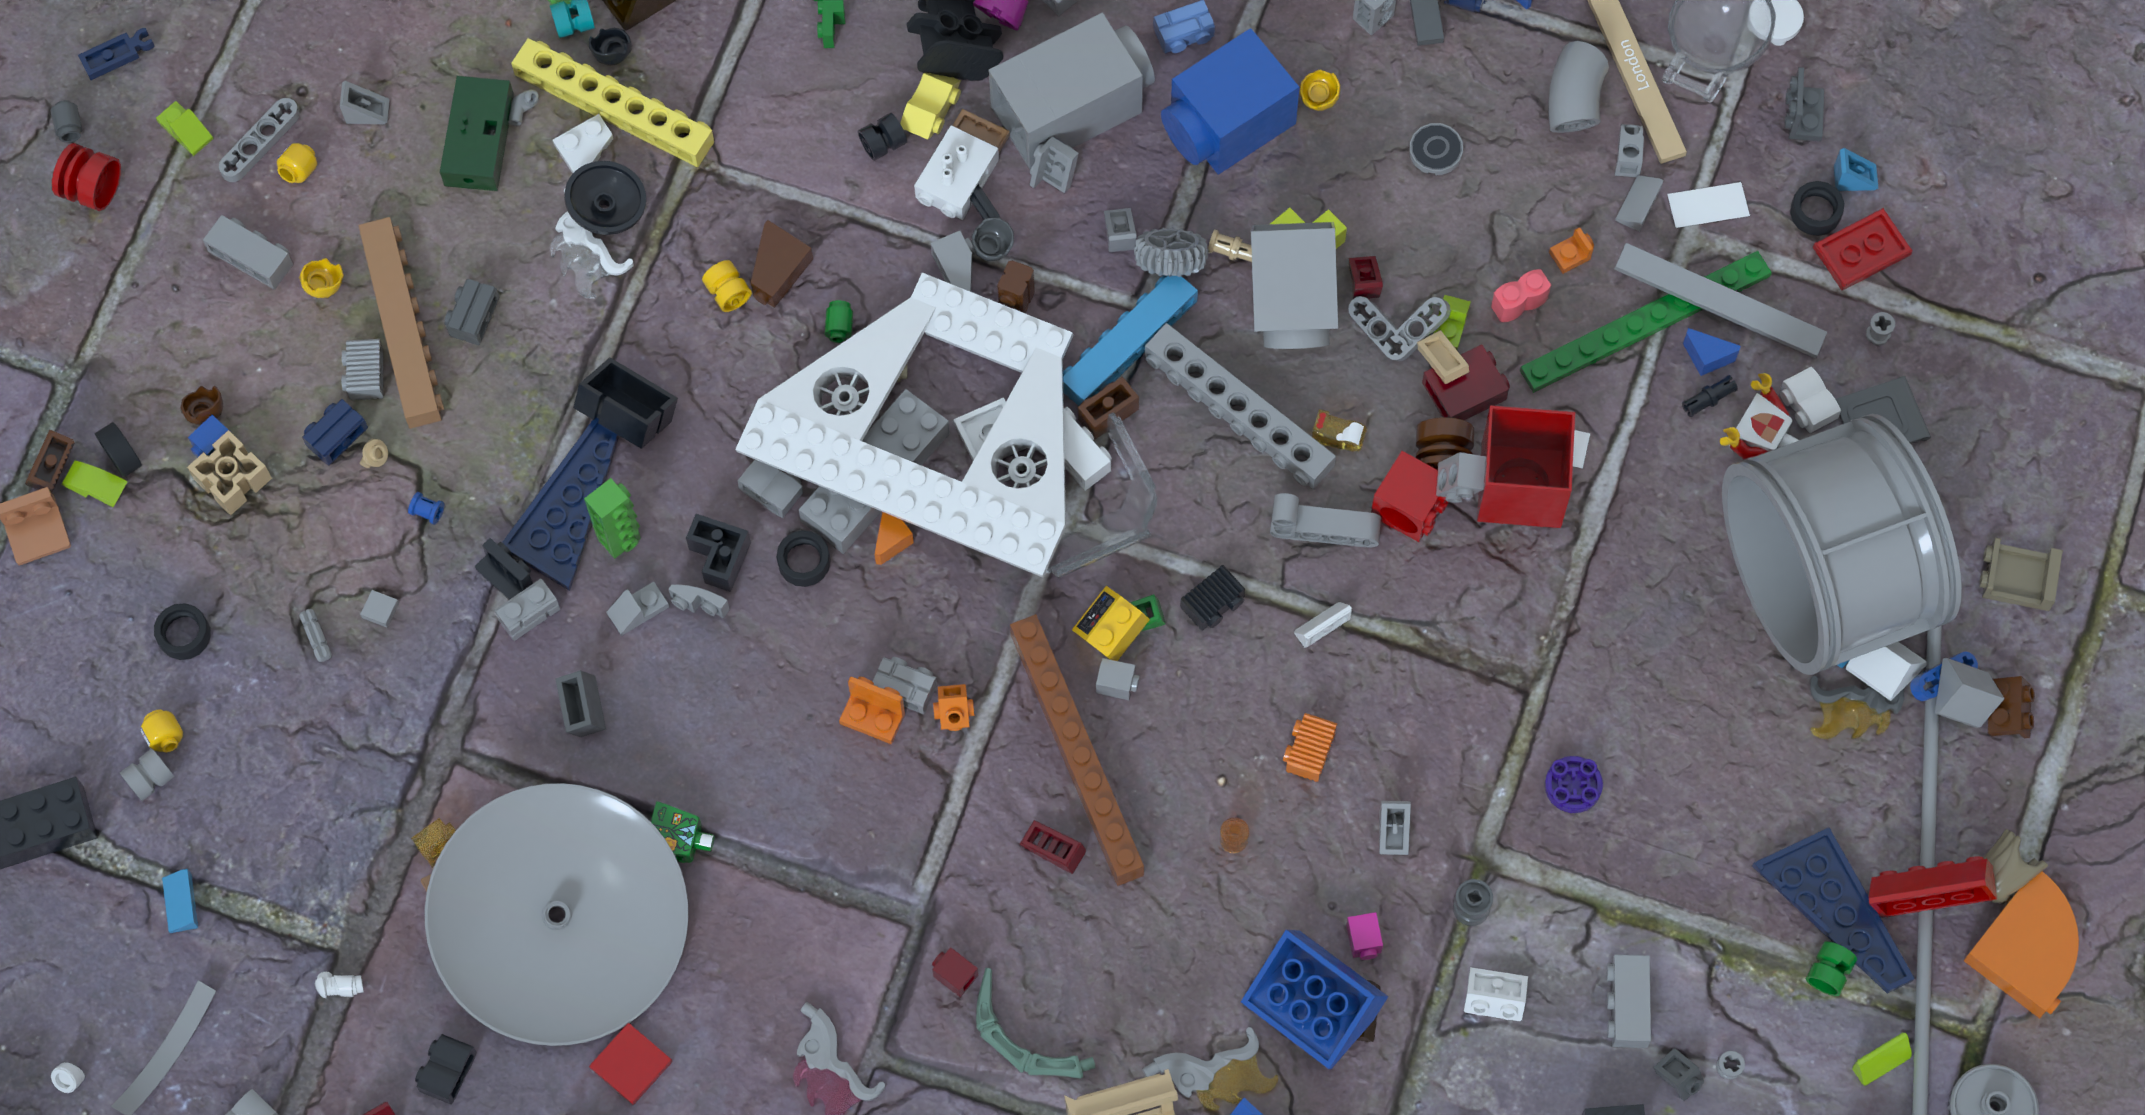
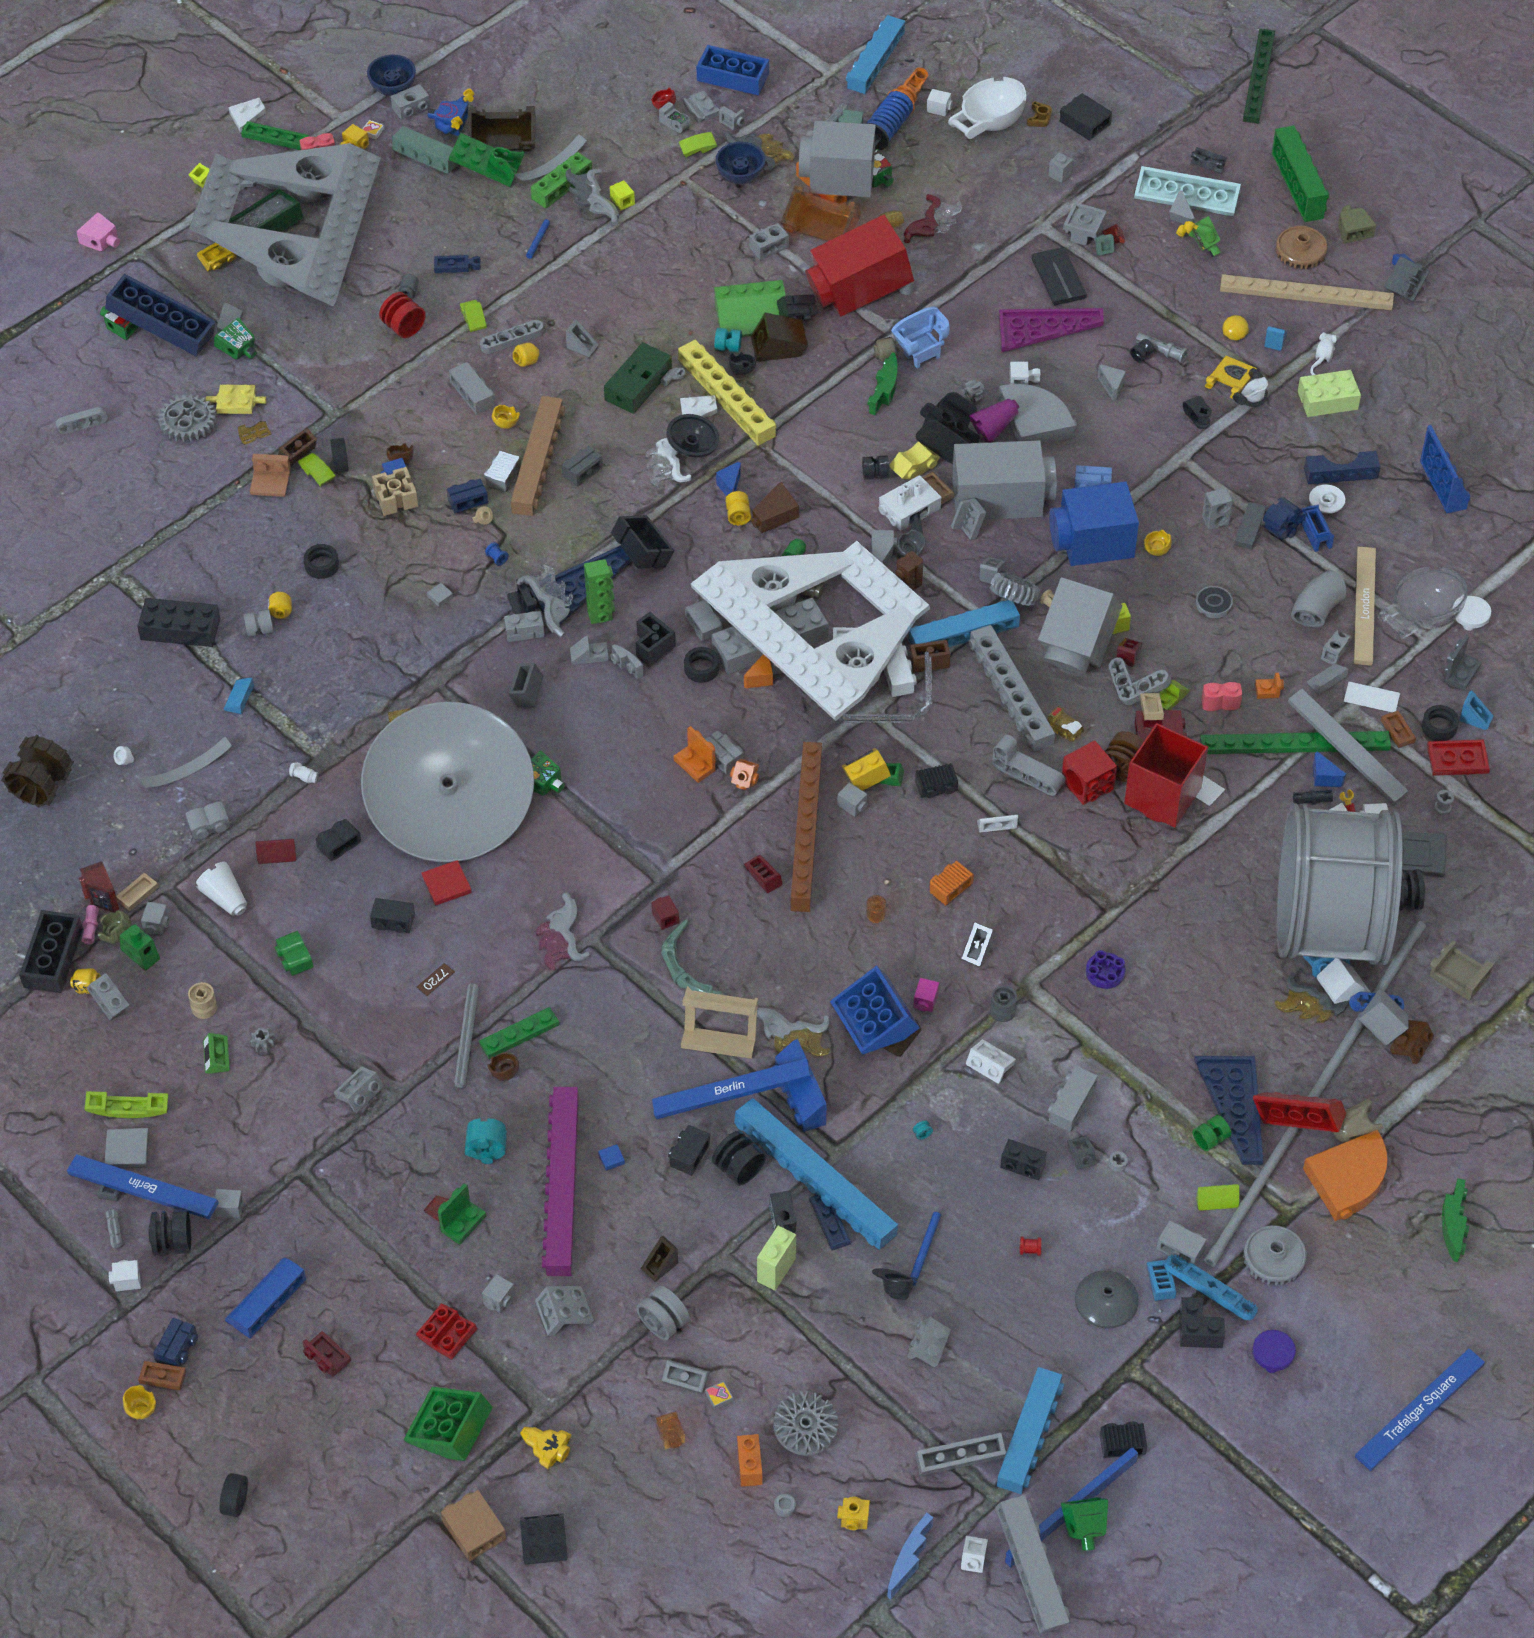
camera: 25 degrees right, 15 degrees down
(315, 635) = (395, 593): light grey axle -> none
(543, 545) = (552, 595): none -> light grey piece
(688, 245) = (728, 478): none -> blue slope
(1460, 476) = (1119, 762): light grey brick -> none
(1768, 241) = (1398, 729): none -> dark orange plate

